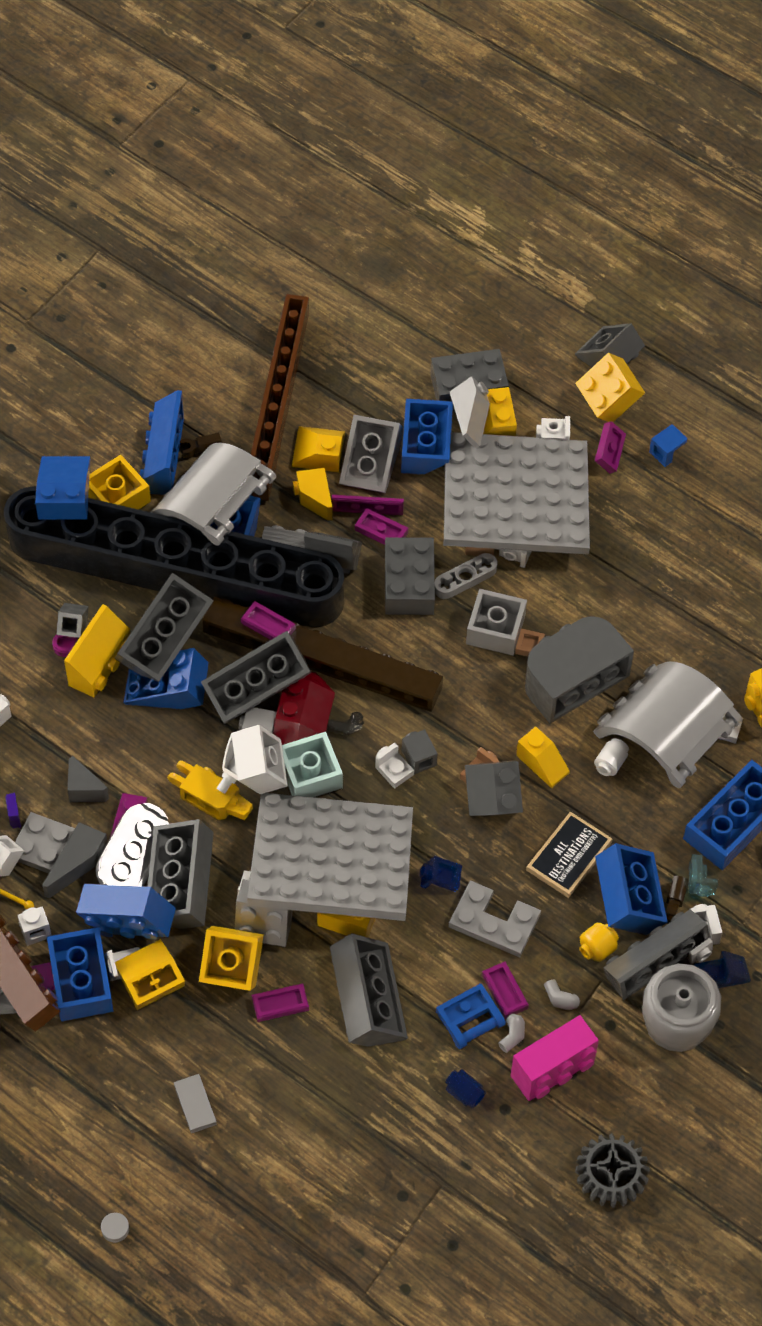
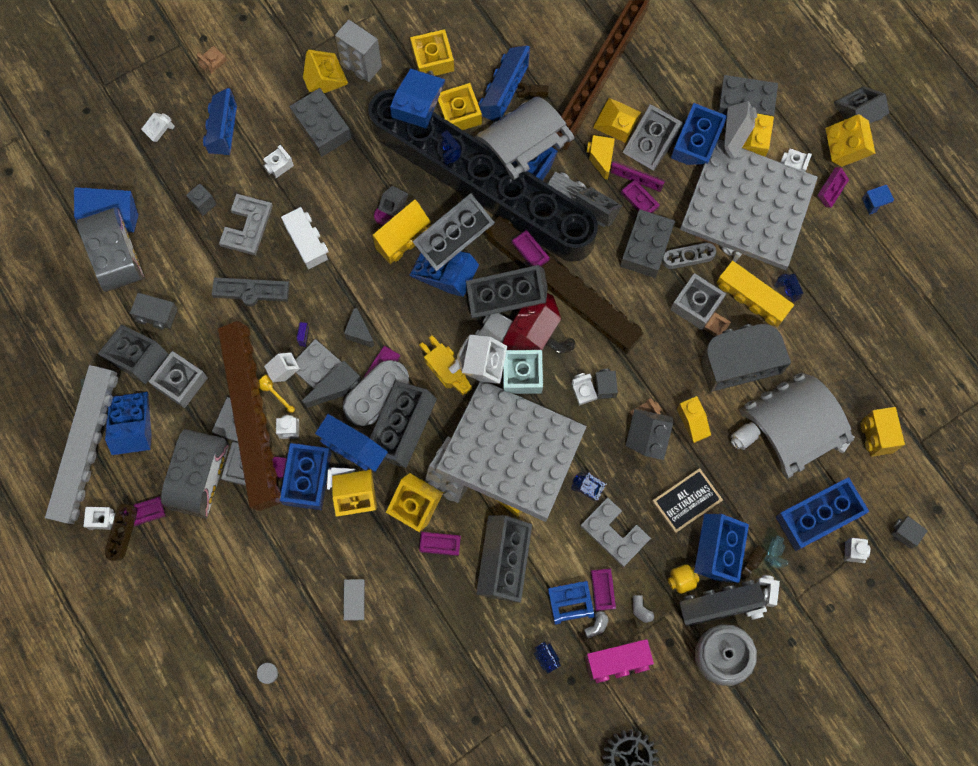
camera: 20 degrees right, 15 degrees up
(59, 434) = (432, 53): none -> yellow brick
(127, 529) = (451, 147): none -> clear blue bracket
(561, 592) = (755, 294): none -> yellow brick
(603, 570) = (792, 287): none -> clear blue bracket
(727, 970) = (766, 631): clear blue slope -> none

